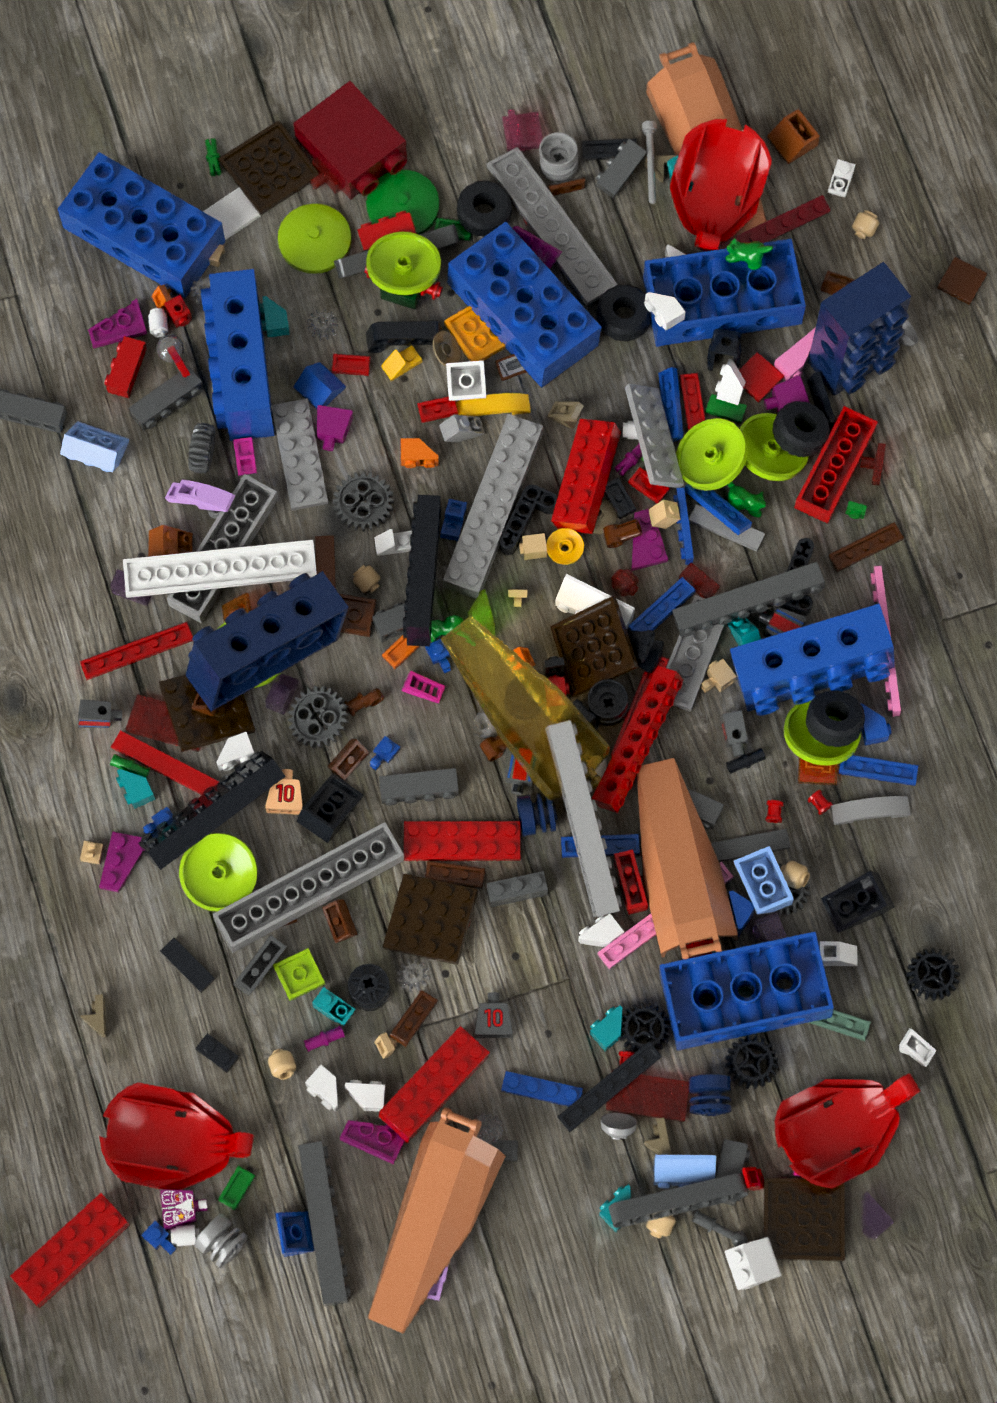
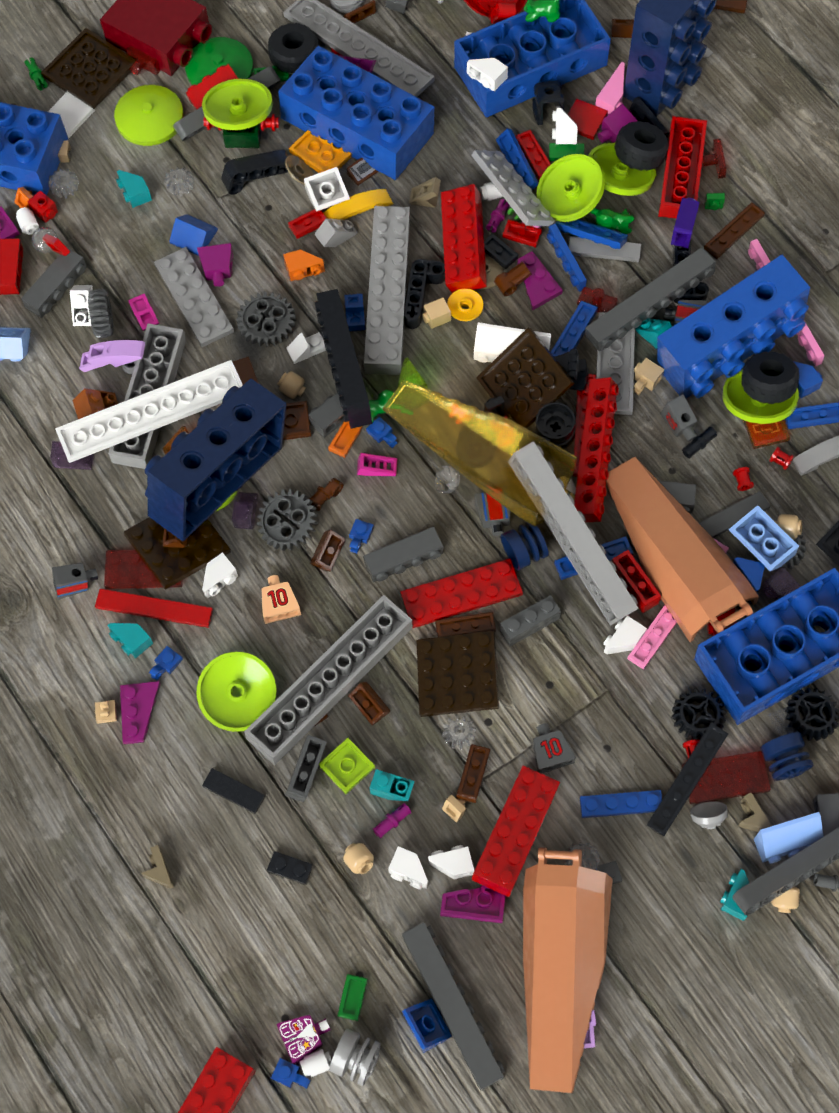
camera: 15 degrees left, 5 degrees down
(129, 765) = (107, 618): green pin -> none
(136, 650) = (93, 512): red tile -> none
(148, 1136) = (247, 973): red windscreen -> none
(184, 429) = (79, 305): none -> white slope
(211, 809) = (210, 634): black brick -> none
(237, 355) = (110, 221): blue brick -> none
(329, 808) = (324, 600): black slope -> none
(351, 364) = (216, 209): red tile -> none
(373, 997) = (421, 767): black wheel -> none
(401, 362) = (261, 194): yellow slope -> none
(493, 748) = (463, 498): reddish brown piece -> none
(518, 594) = (437, 359): tan tile -> none
(608, 1030) = (665, 726): teal slope -> none
(621, 328) = (452, 85): black tyre -> none
(625, 582) = (531, 318): clear red head -> none
(664, 514) = (546, 251): tan brick -> none
(811, 528) = (685, 222): none -> dark purple slope

